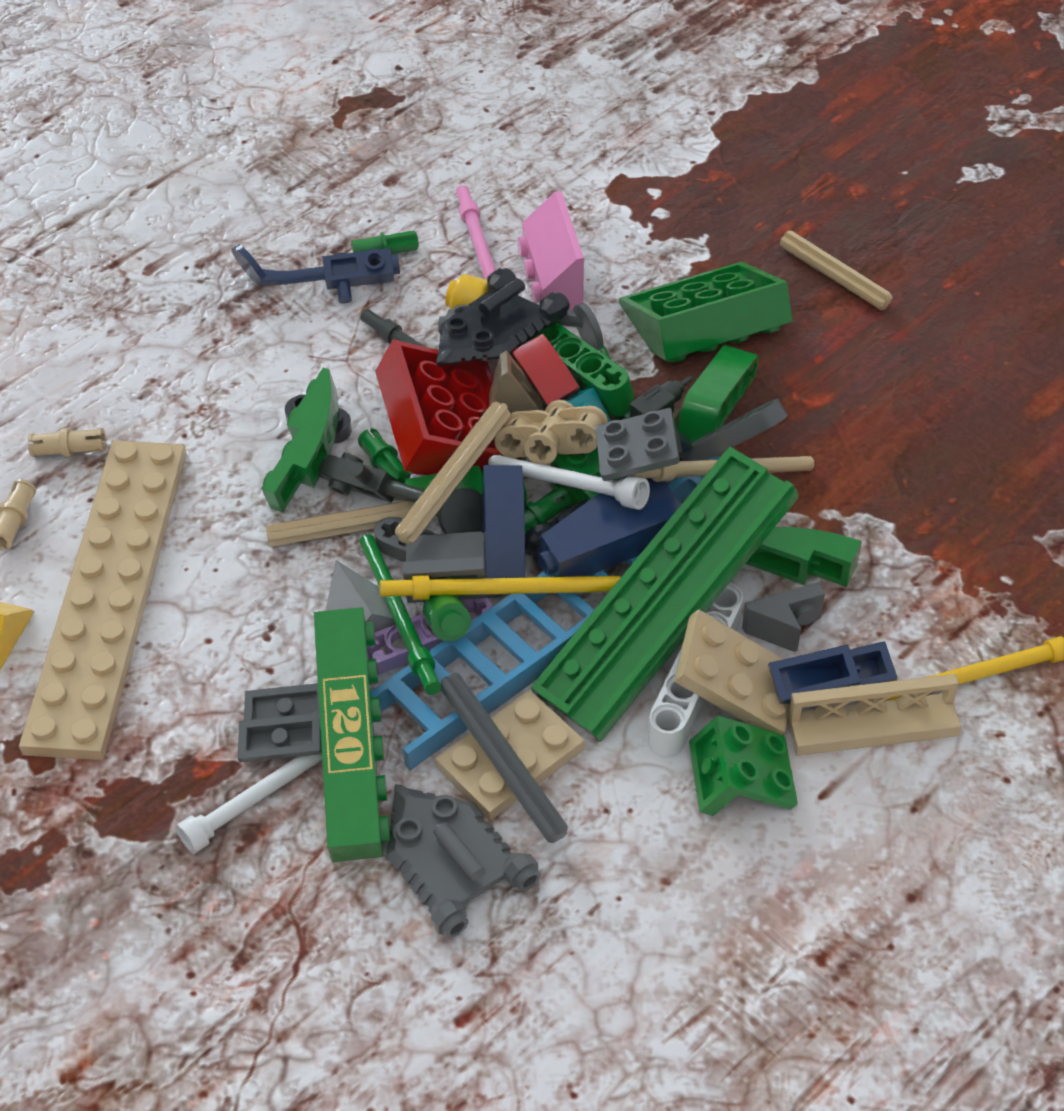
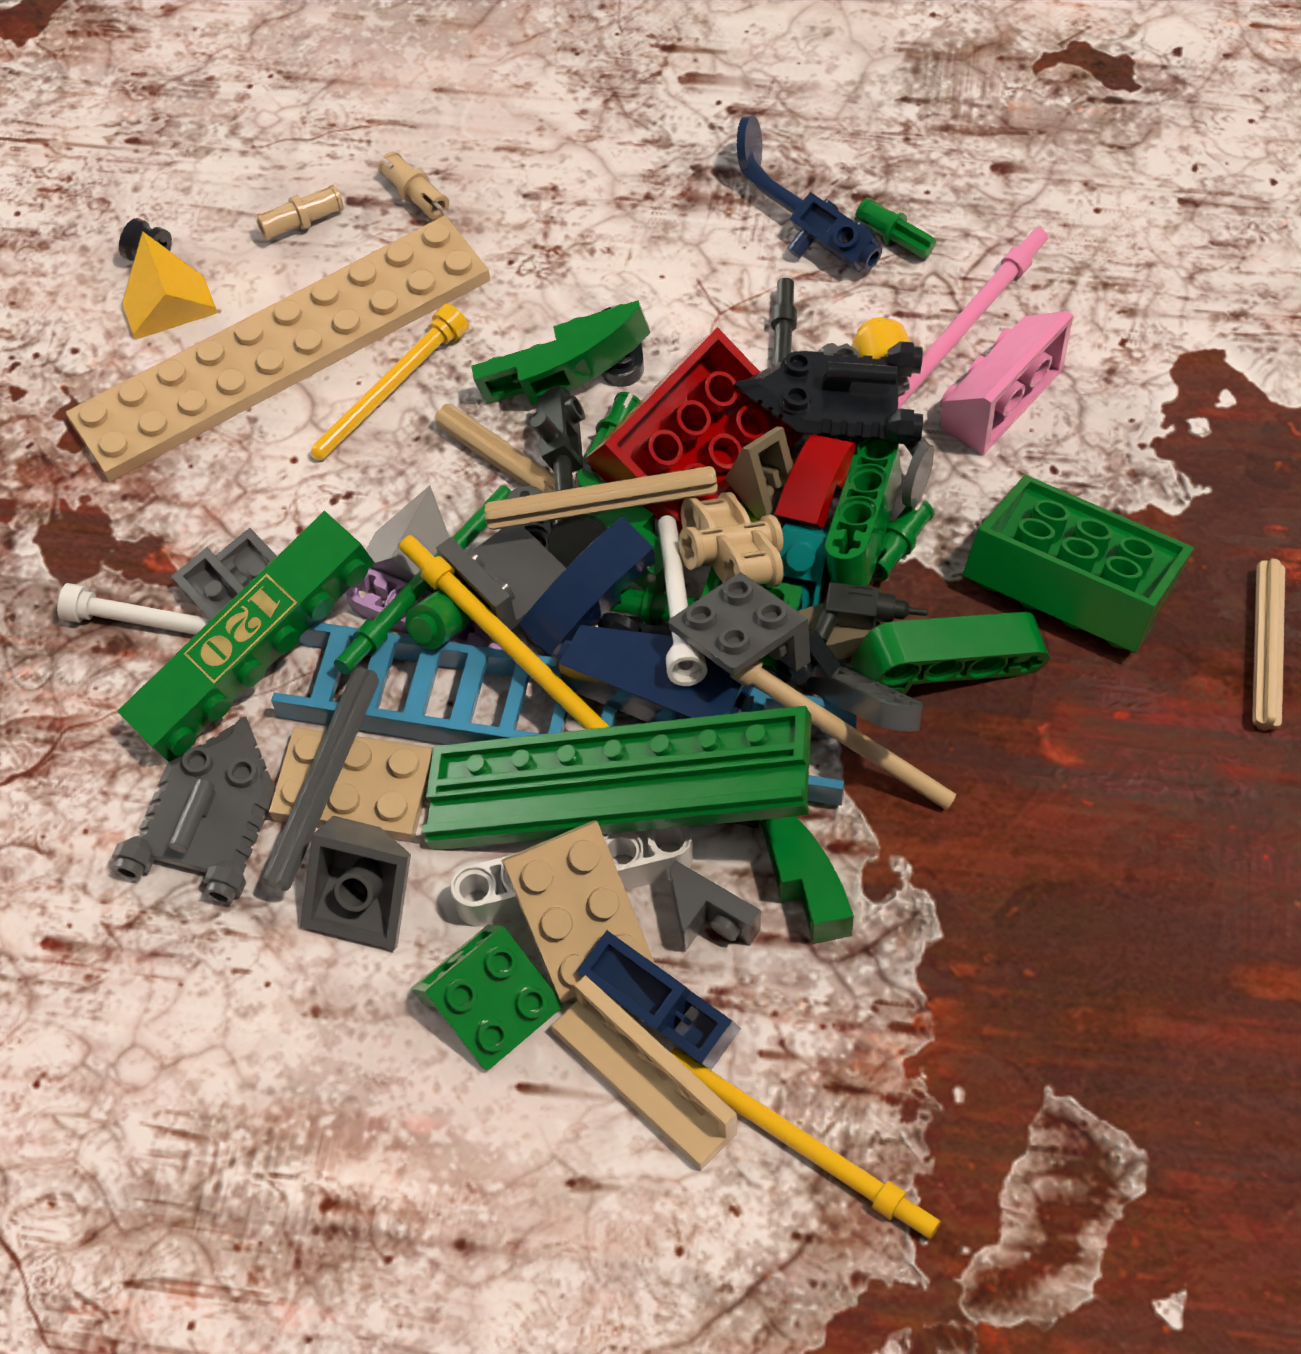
camera: 55 degrees right, 10 degrees up
(202, 491) = (447, 326): none -> yellow piece
(599, 788) = (355, 883): none -> dark grey slope

